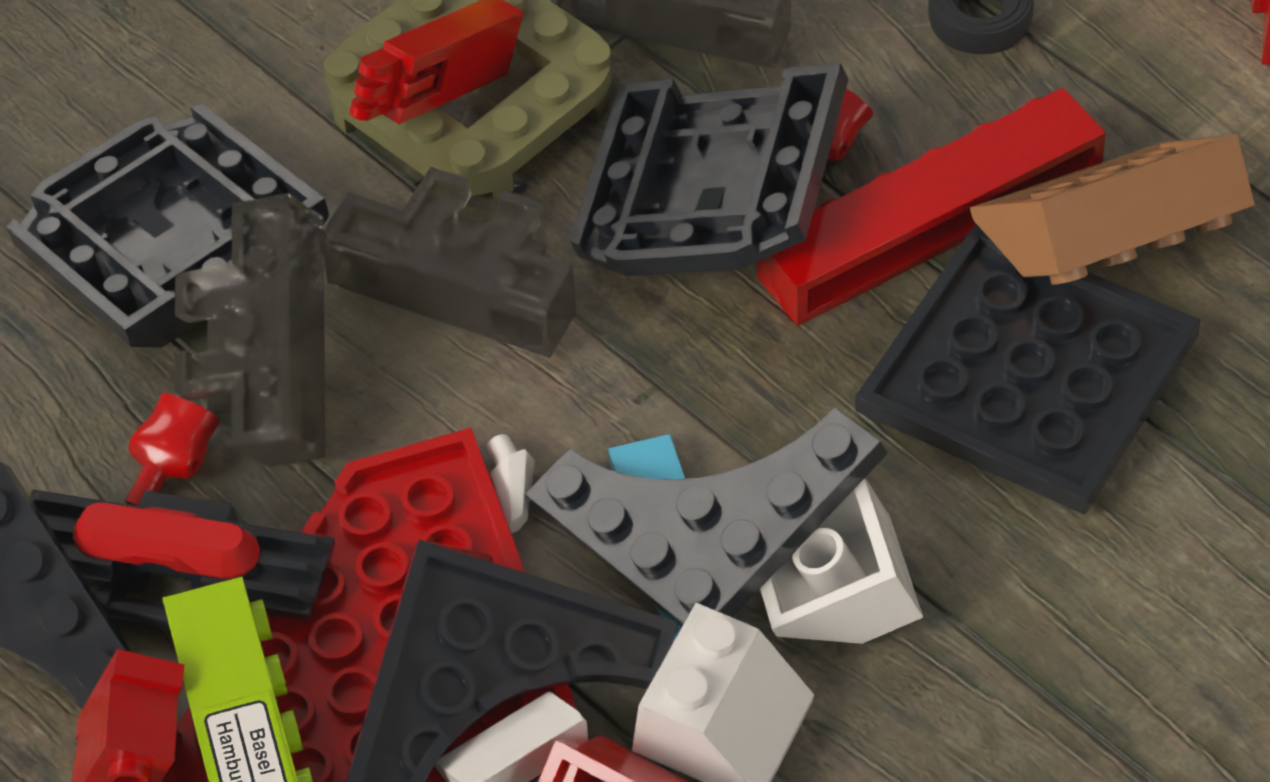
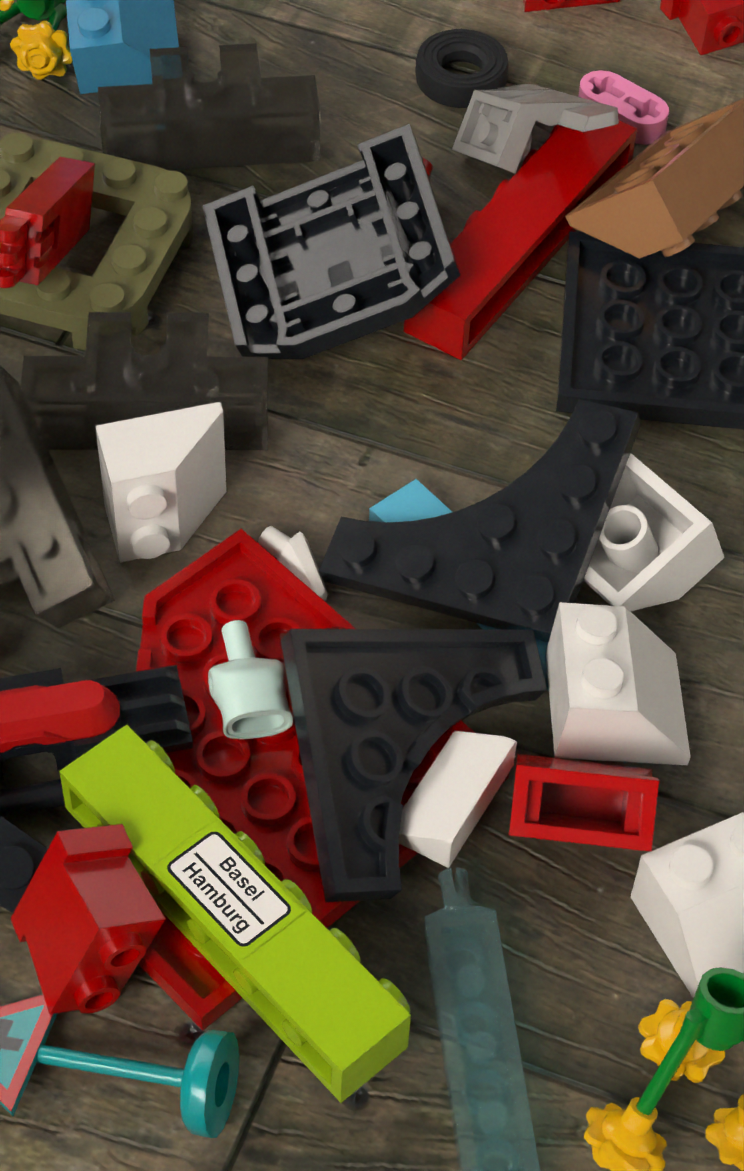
camera: 30 degrees left, 0 degrees up
(378, 579) = (249, 688): none -> light aqua piece
(415, 355) = (161, 477): none -> white slope
(1007, 76) = (502, 119): none -> light grey plate
(1138, 95) = (634, 103): none -> bright pink beam

